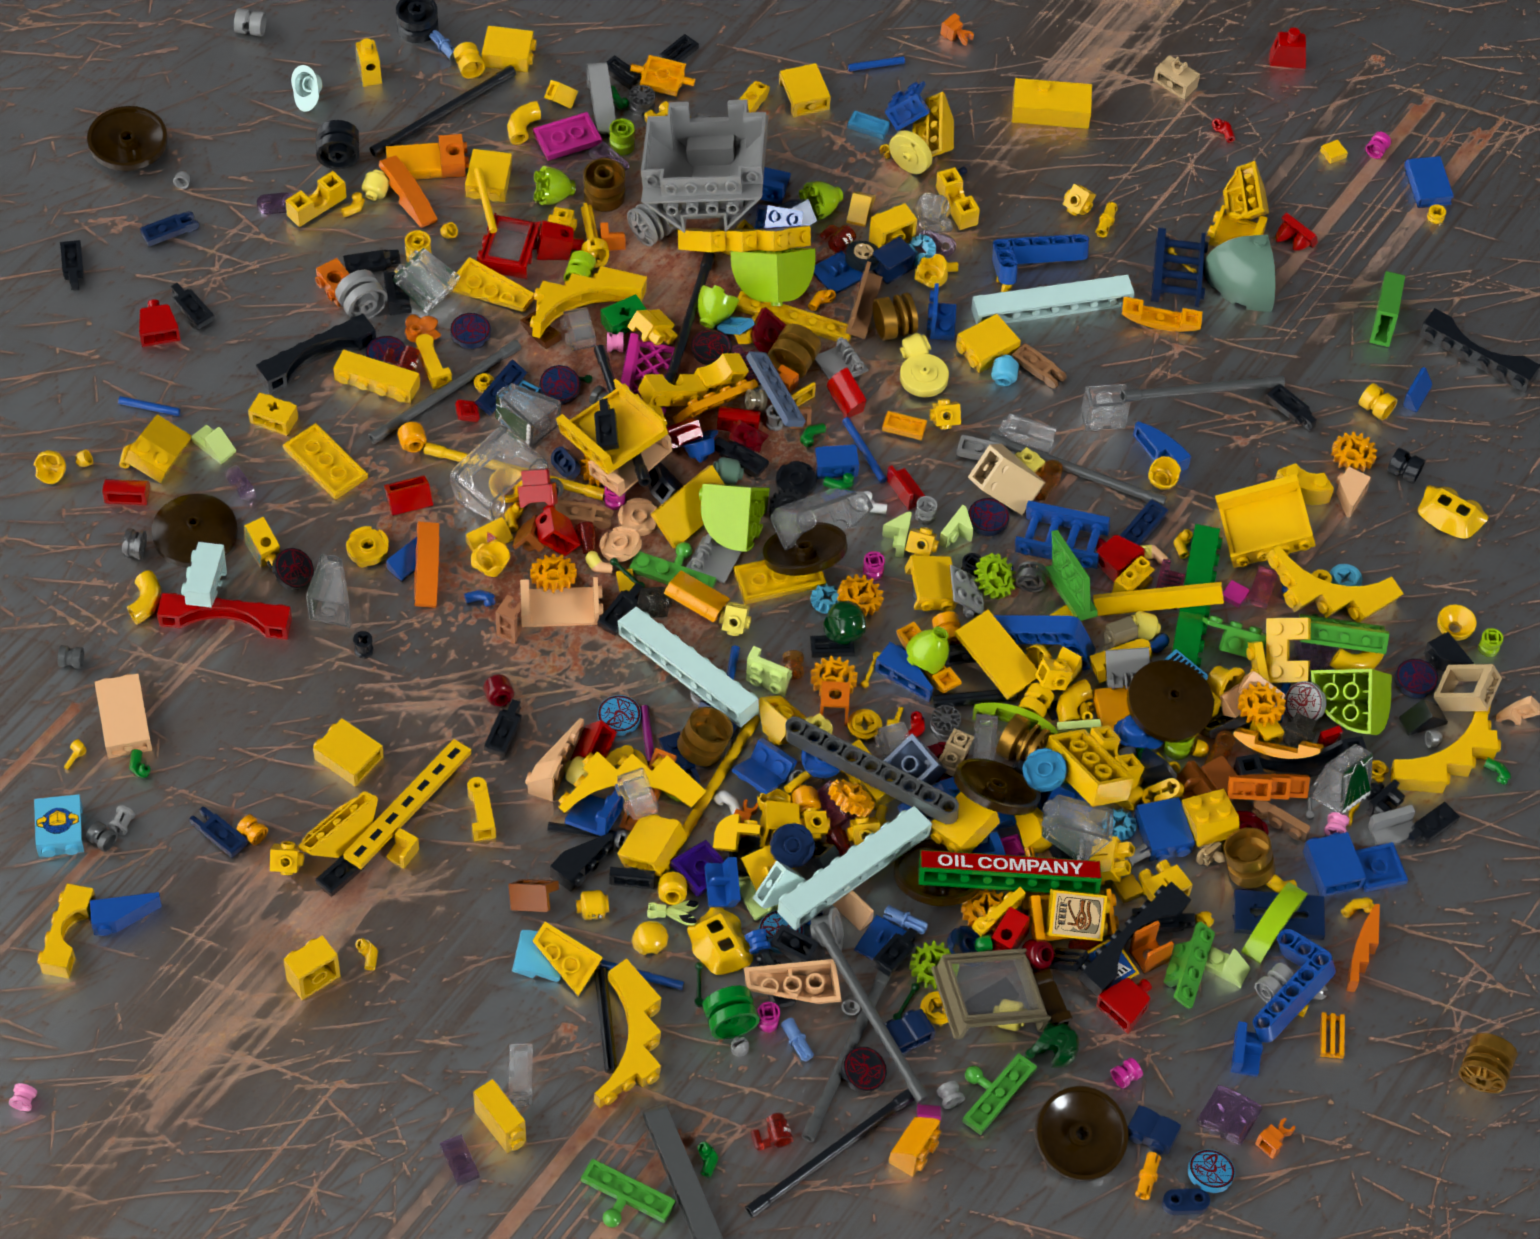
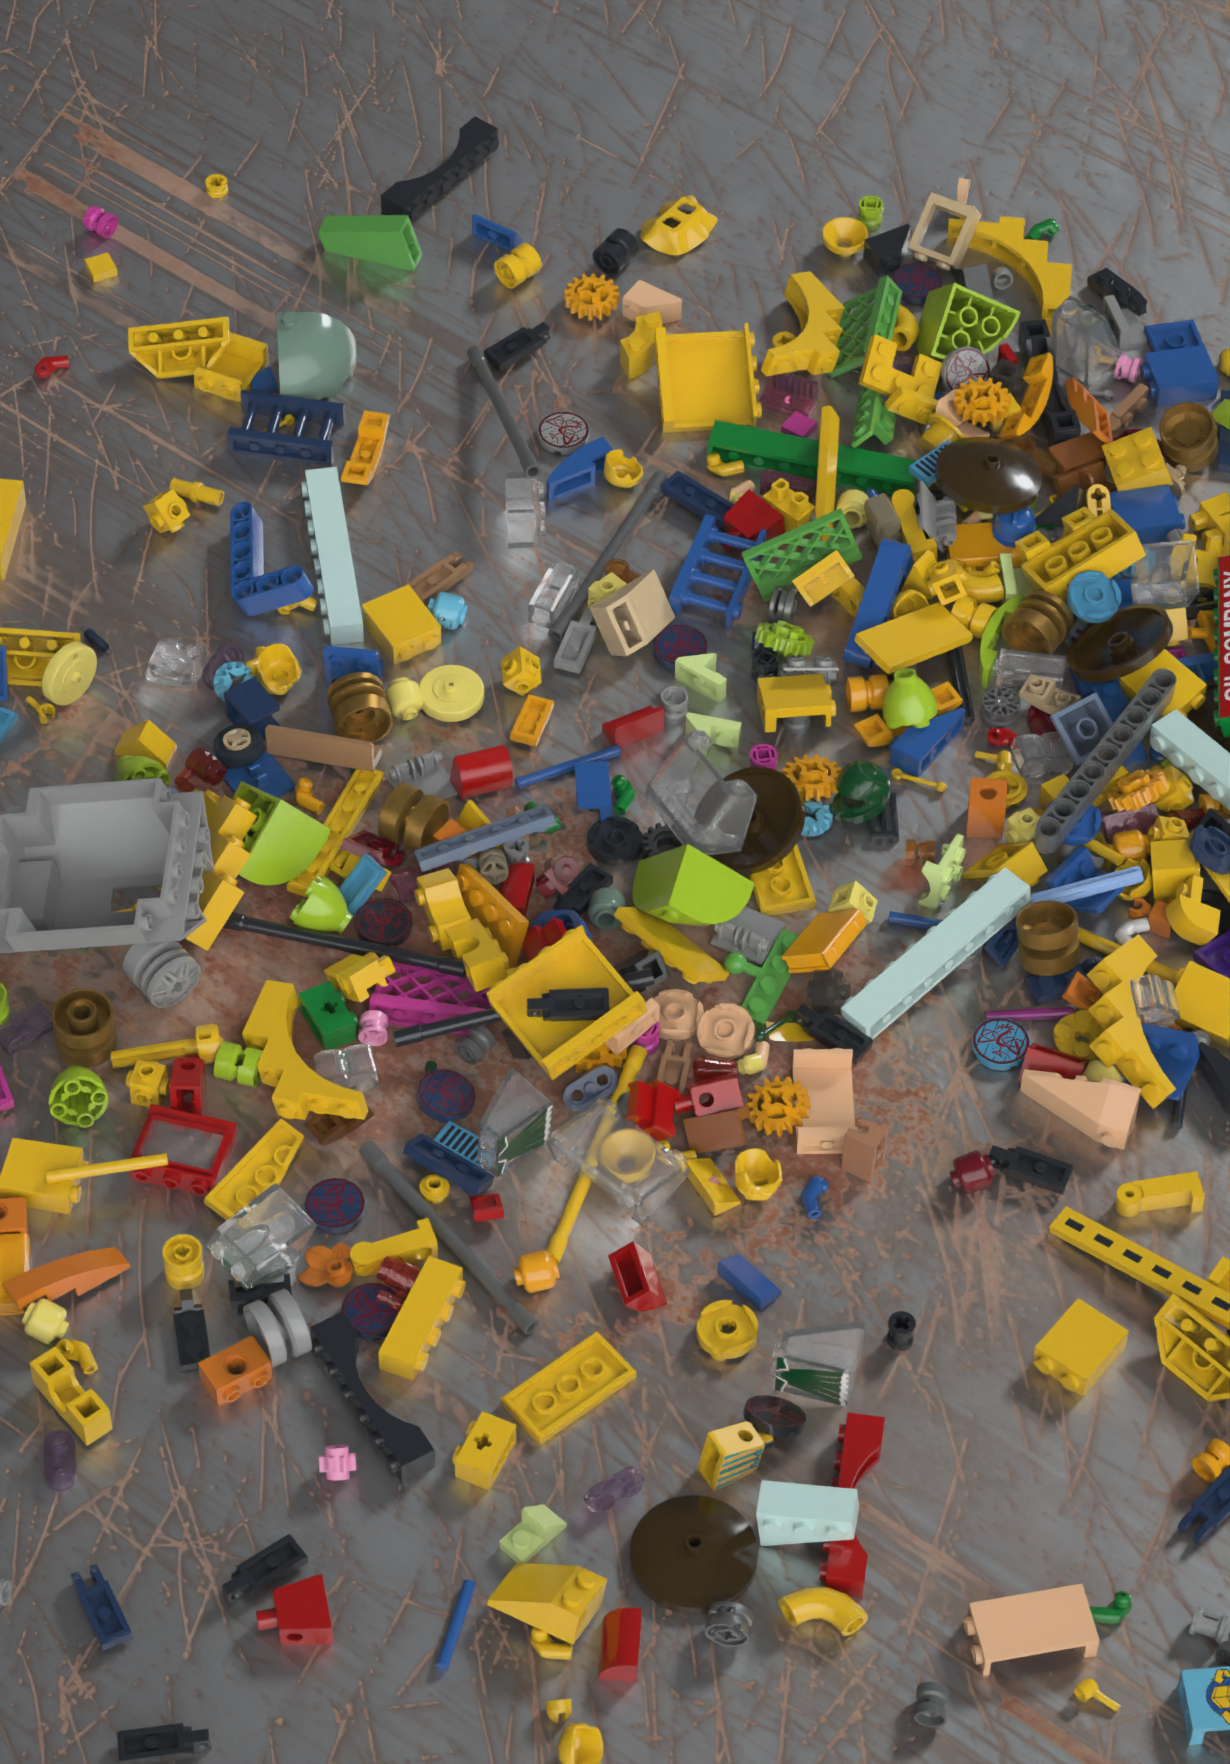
camera: 85 degrees left, 5 degrees down
(265, 336) = (337, 1462): none -> bright pink gear
(426, 565) = (756, 1249): orange slope -> none
(449, 230) = (143, 1230): yellow hinge -> none
(615, 240) = (177, 1027): orange panel -> none
(753, 762) = (1091, 886): none -> light blue axle
(835, 672) = (939, 812): light orange gear -> none
(877, 507) = (652, 766): white arm -> none
(892, 224) = (205, 701): yellow brick -> none
(914, 542) = (731, 705): yellow brick -> none
(963, 209) = (133, 644): yellow arch -> none
(1053, 595) = (823, 578): none -> yellow hinge
(1204, 440) = (563, 432): none -> light grey tile
(1291, 226) = (245, 305): red tile -> none
(1343, 570) = (775, 319): medium azure gear -> none
(1428, 181) = (164, 185): blue piece -> none

